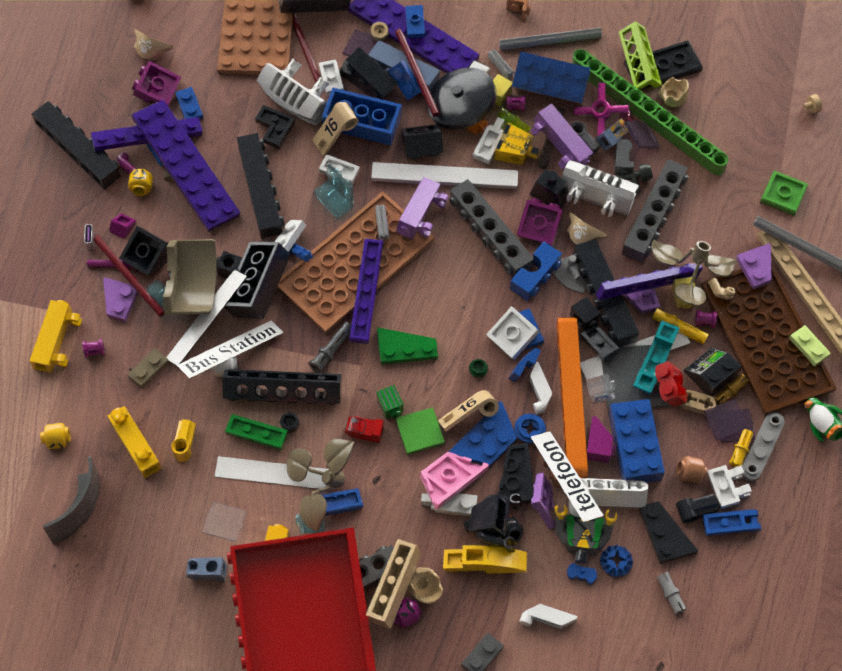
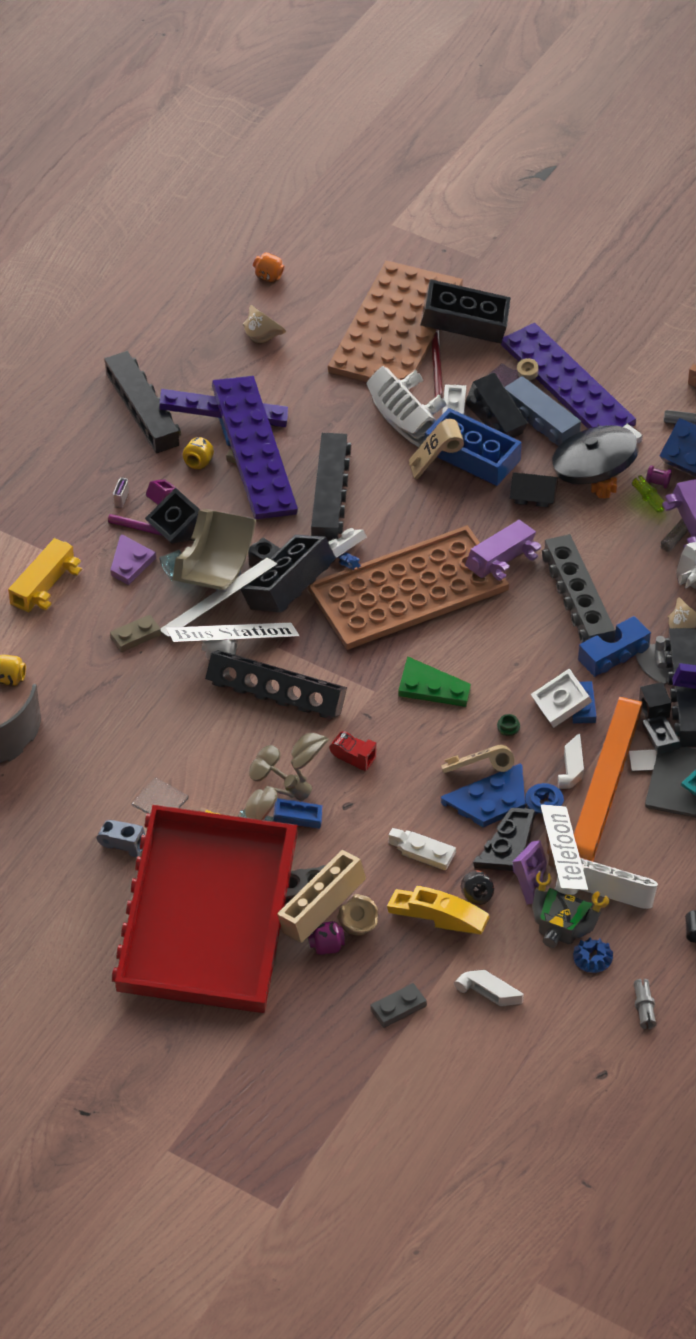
camera: 20 degrees right, 15 degrees down
(93, 348) = (83, 598): magenta bush -> none
(124, 164) = (187, 430): magenta arm -> none
(129, 276) = (167, 576): dark red piece -> none
(134, 441) = (91, 696): yellow brick -> none
(155, 83) = (253, 360): magenta plate -> none
(183, 439) = (144, 710): yellow piece -> none
(189, 103) = (283, 392): blue plate -> none
(256, 432) = (230, 722): green plate -> none
(264, 472) = (223, 765): white sticker -> none
(278, 124) = (374, 435): black plate -> none
(289, 422) = (270, 723): black tile -> none
(326, 354) = (339, 667): dark grey pin -> none
(336, 192) = (413, 517): clear light blue bracket -> none
(348, 170) = (427, 494): white plate -> none
(366, 291) = (408, 616): dark purple tile -> none
(382, 222) = (453, 553): light grey axle -> none
(390, 402) = (392, 731): green brick -> none
(405, 80) = (537, 422): blue plate -> none
(415, 21) = (572, 368): blue plate -> none
(420, 431) = (416, 770): bright green tile -> none
(426, 93) = (553, 420): dark red piece -> none
(444, 175) = (546, 528): white tile -> none
(449, 477) = (431, 818): bright pink wing -> none
(486, 147) = (612, 507): white hinge -> none
(490, 520) = (459, 866): black torso -> none
(500, 63) = (656, 433): light grey axle -> none
(503, 88) = (647, 456): light yellow brick -> none
(515, 146) = (640, 518): yellow torso -> none
(528, 361) = (566, 730): blue slope -> none
(540, 221) = (639, 597): magenta plate -> none
(550, 188) = (663, 568): black torso -> none
(582, 573) = (547, 957): blue piece -> none
(599, 442) = (618, 833): magenta slope -> none
(601, 388) = (643, 778): clear brick -> none
(636, 441) = (663, 840): blue brick -> none
(665, 535) = (662, 945): black wing -> none

